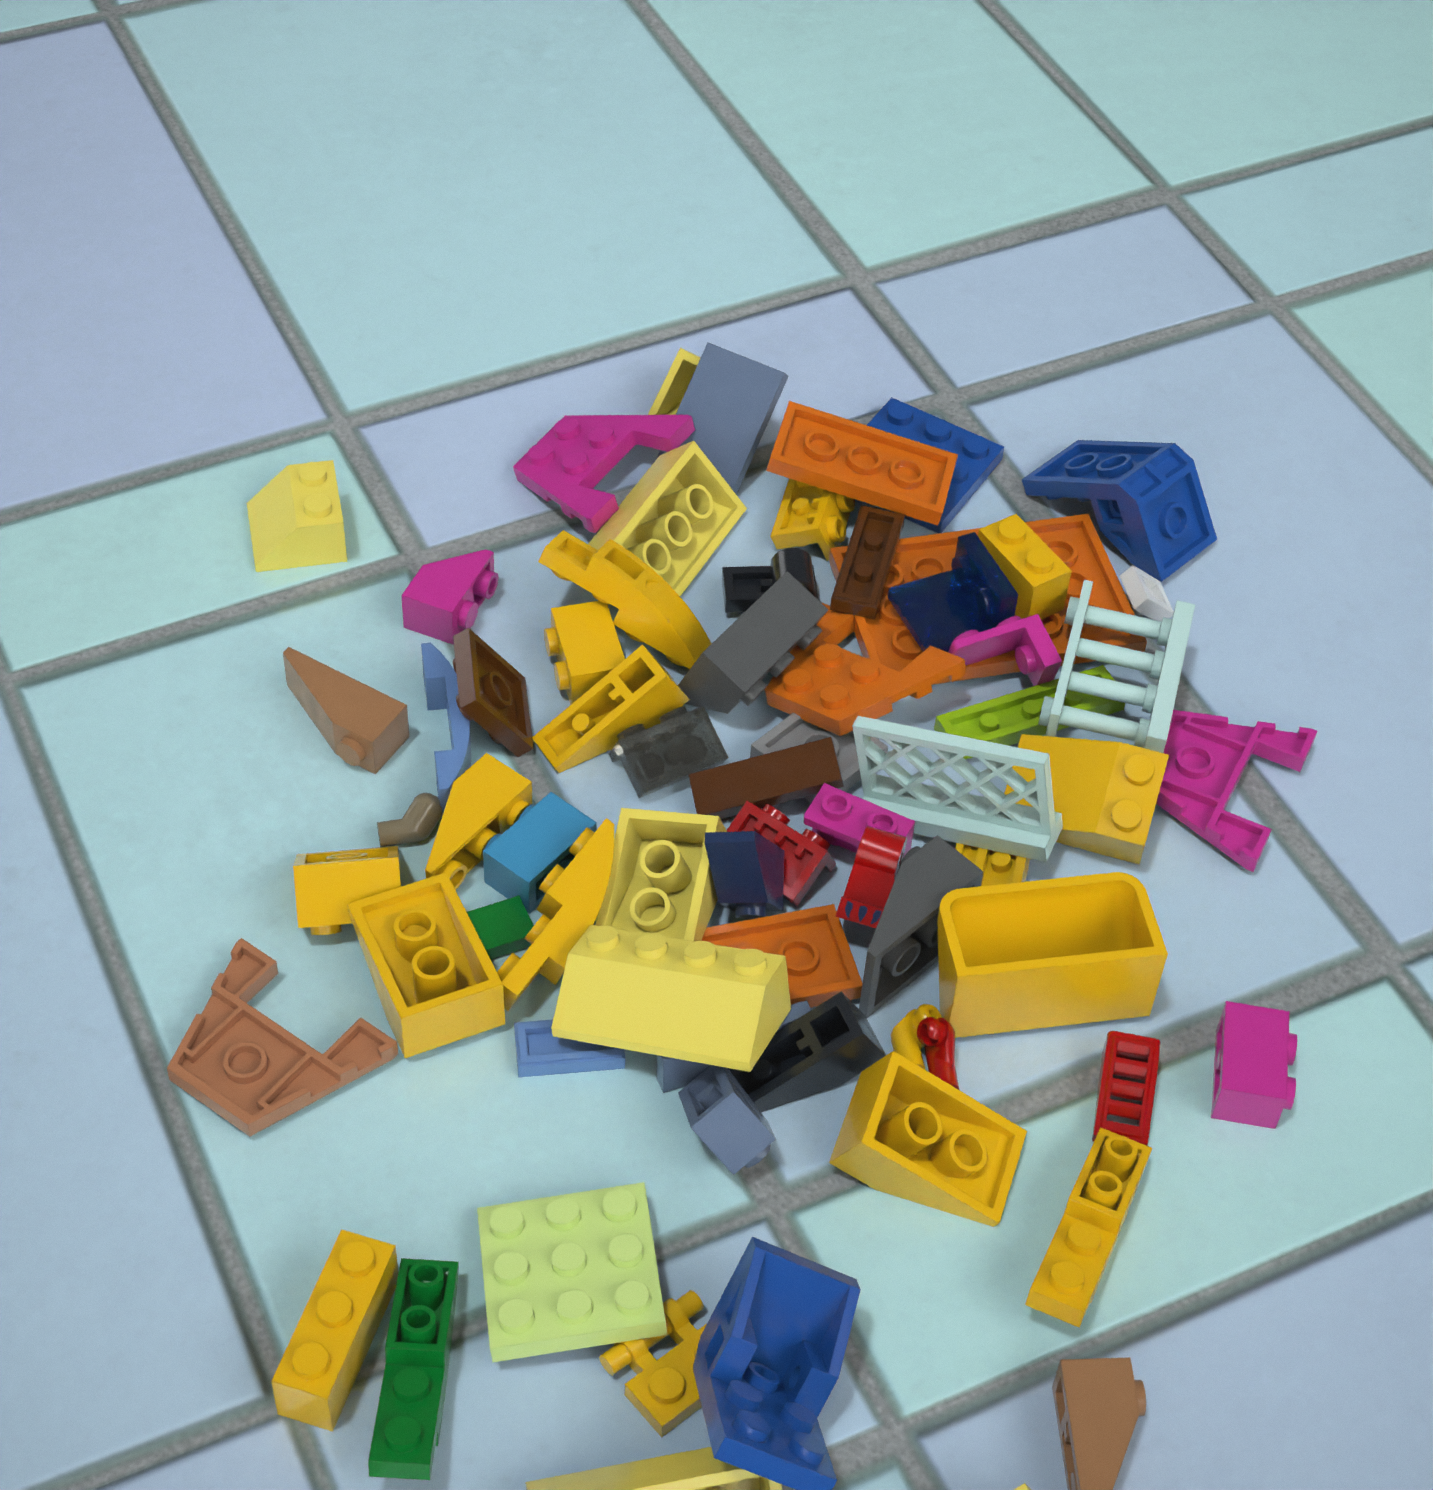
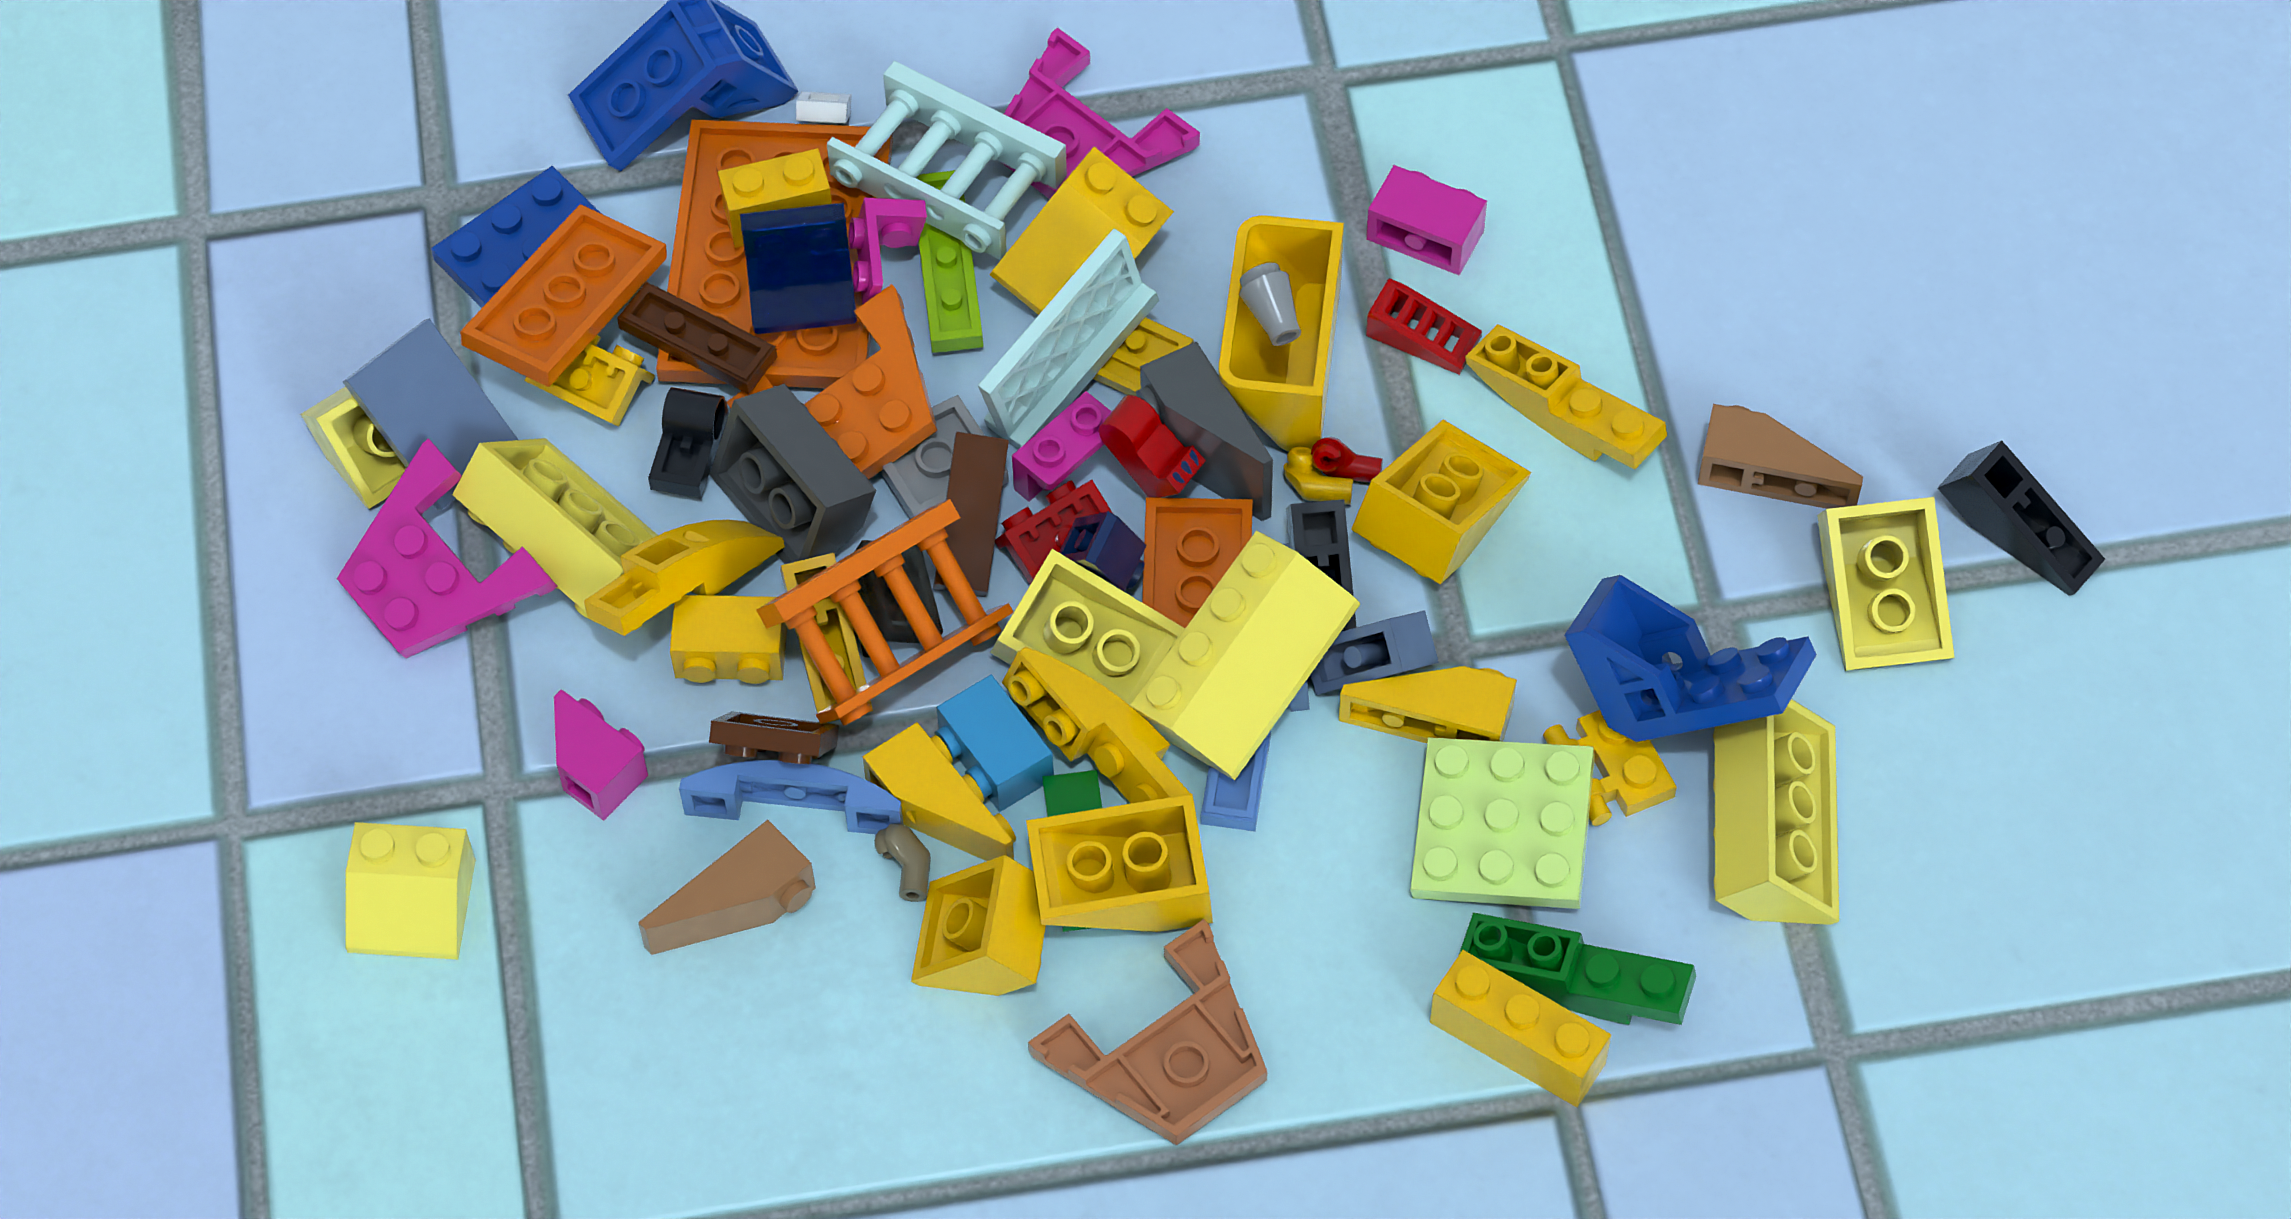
camera: 70 degrees left, 10 degrees up
(631, 683) = (842, 586): none -> orange fence
(690, 1195) = (1433, 704): none -> yellow slope
(1038, 902) = (1270, 299): none -> light grey cone

